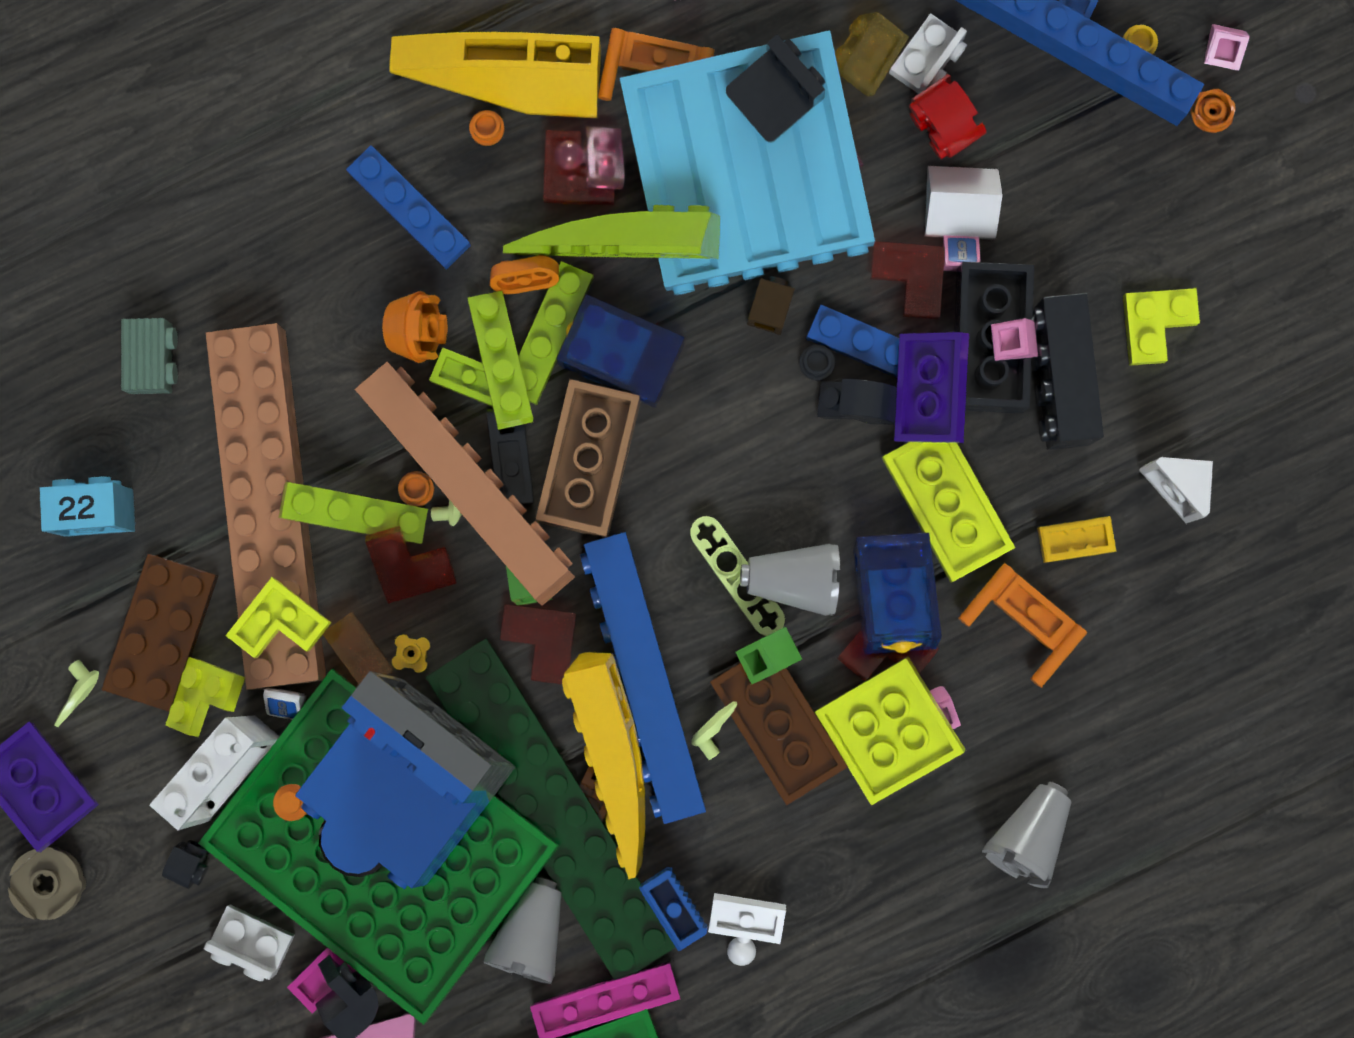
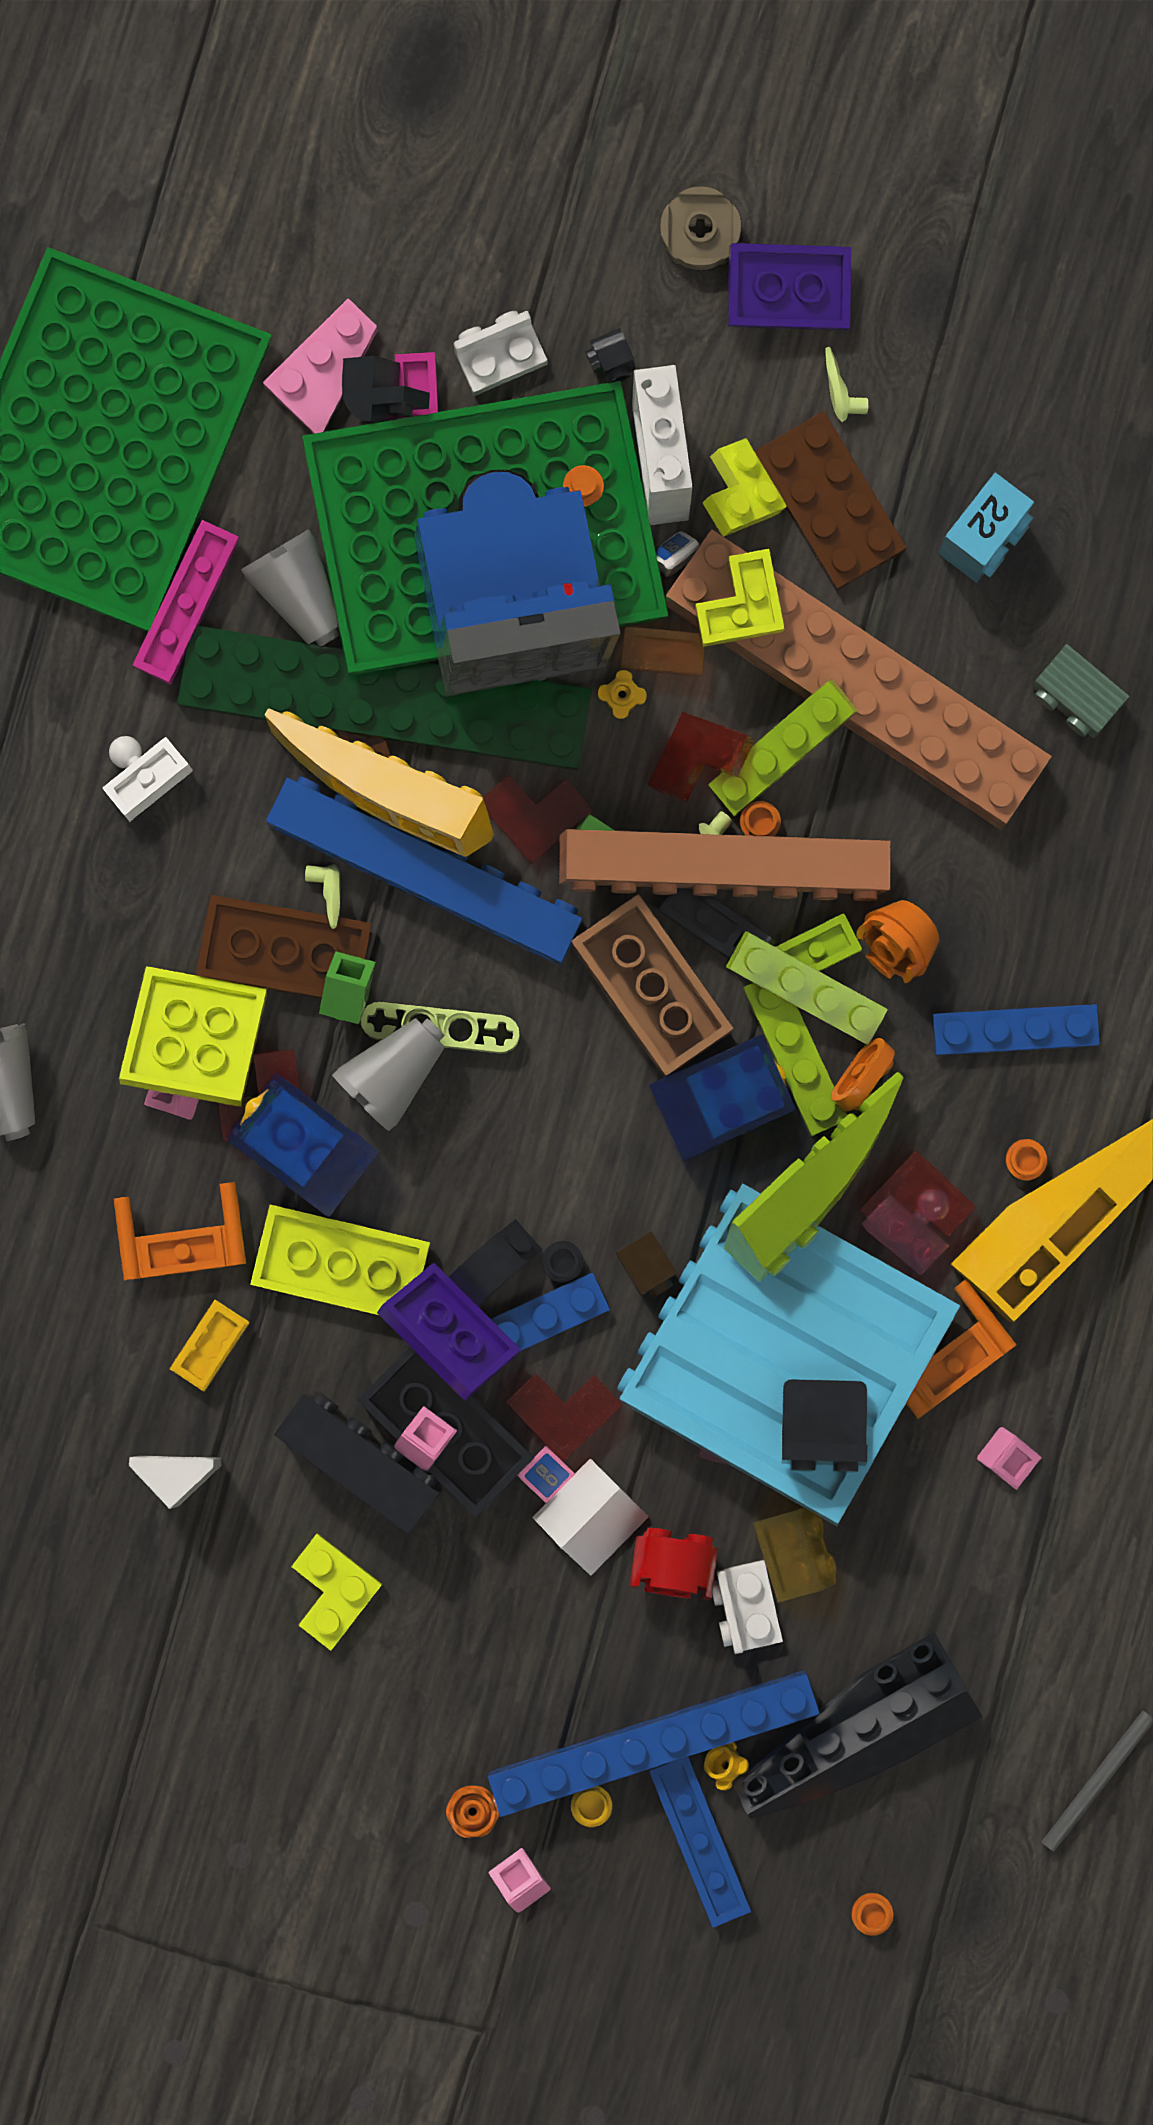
camera: 130 degrees right, 0 degrees up
(673, 908) = (211, 724): blue brick -> none

